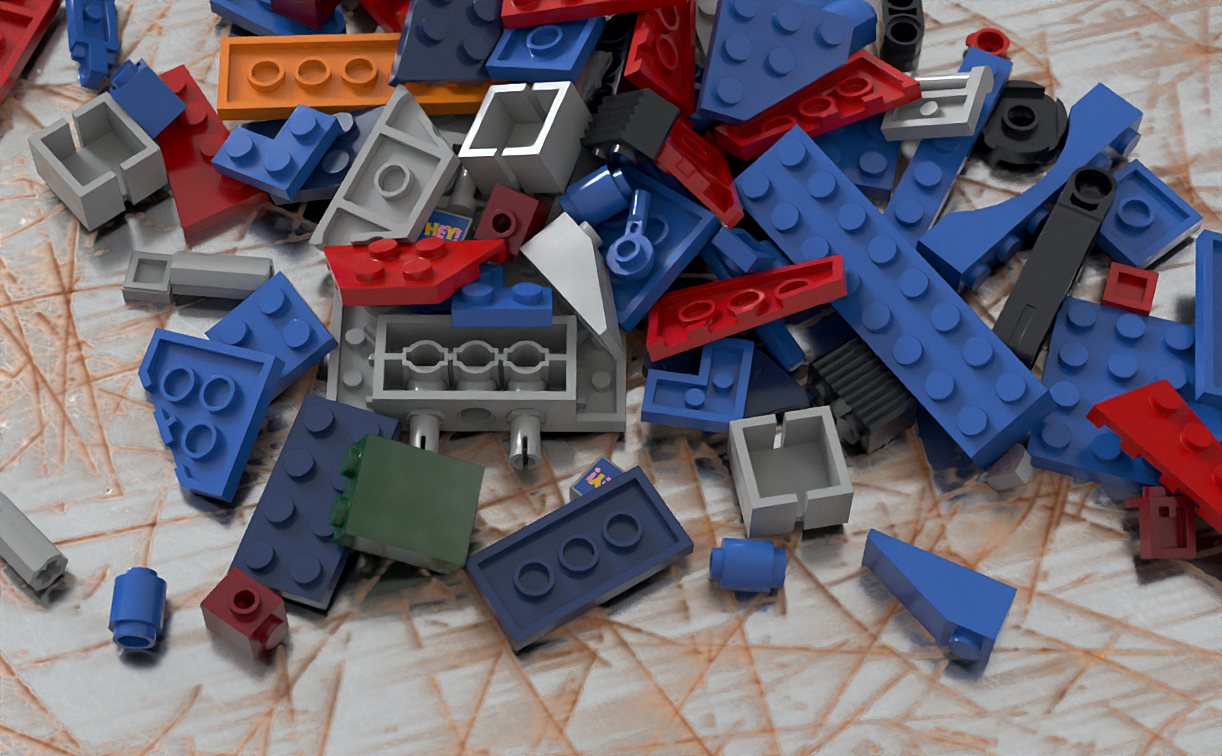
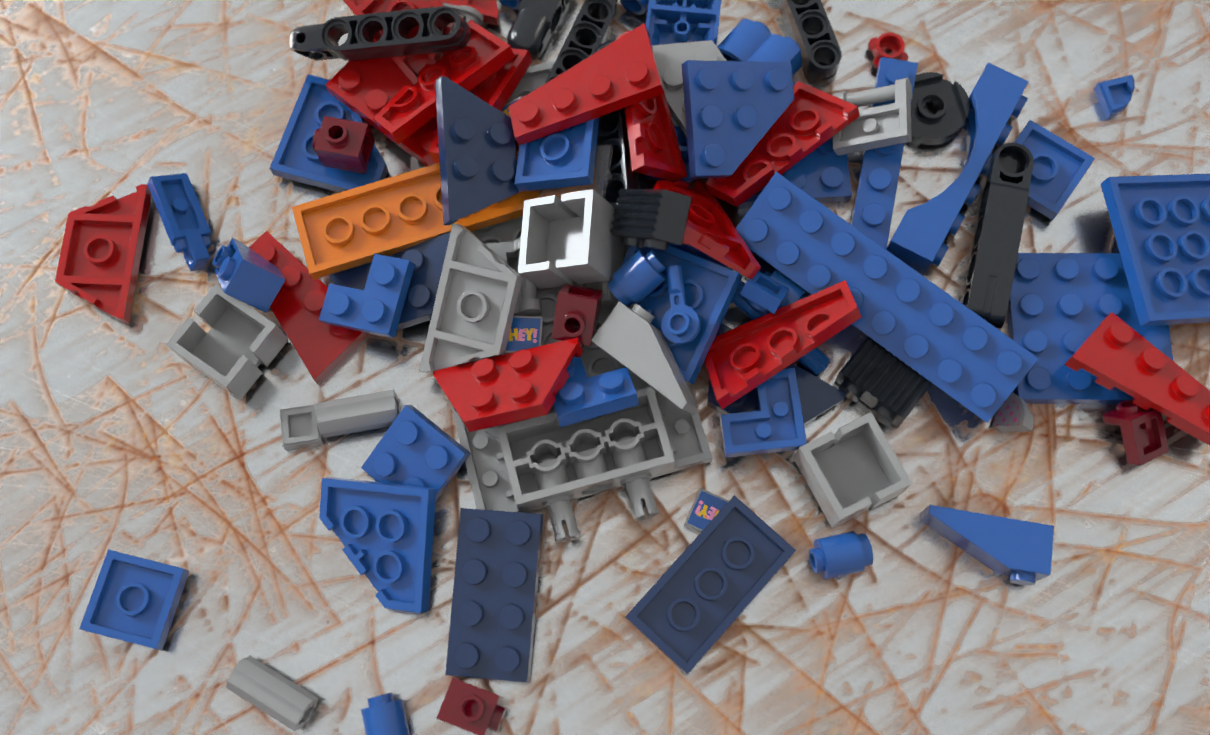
camera: 10 degrees left, 15 degrees up
(406, 504) = (570, 587): dark green brick -> none
(1129, 289) = (1055, 235): red plate -> none

